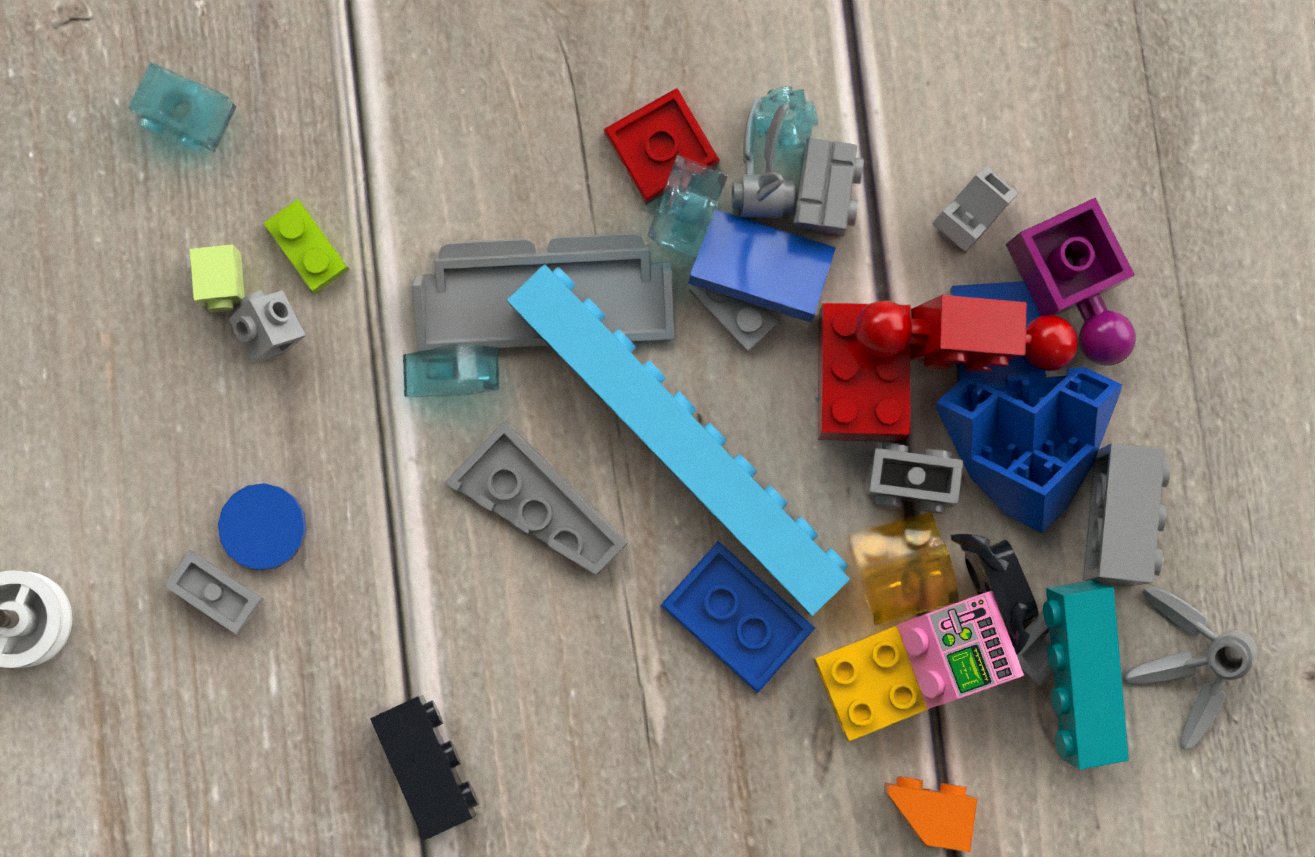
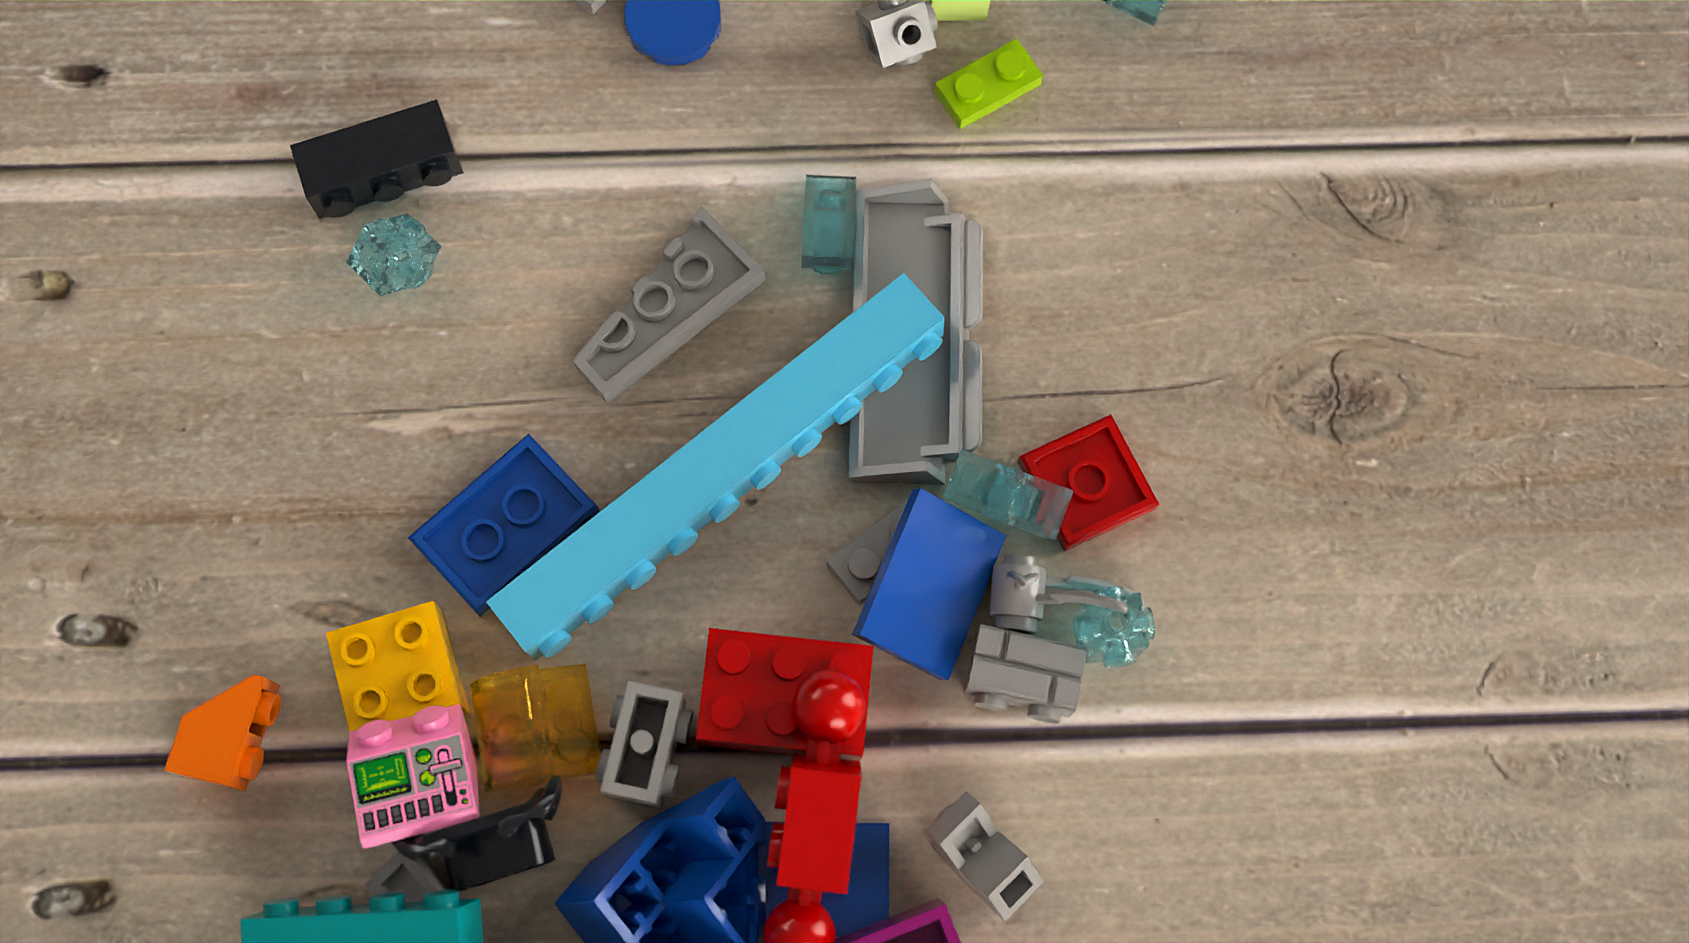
camera: 85 degrees right, 10 degrees down
(515, 736) = (394, 254): none -> clear light blue brick

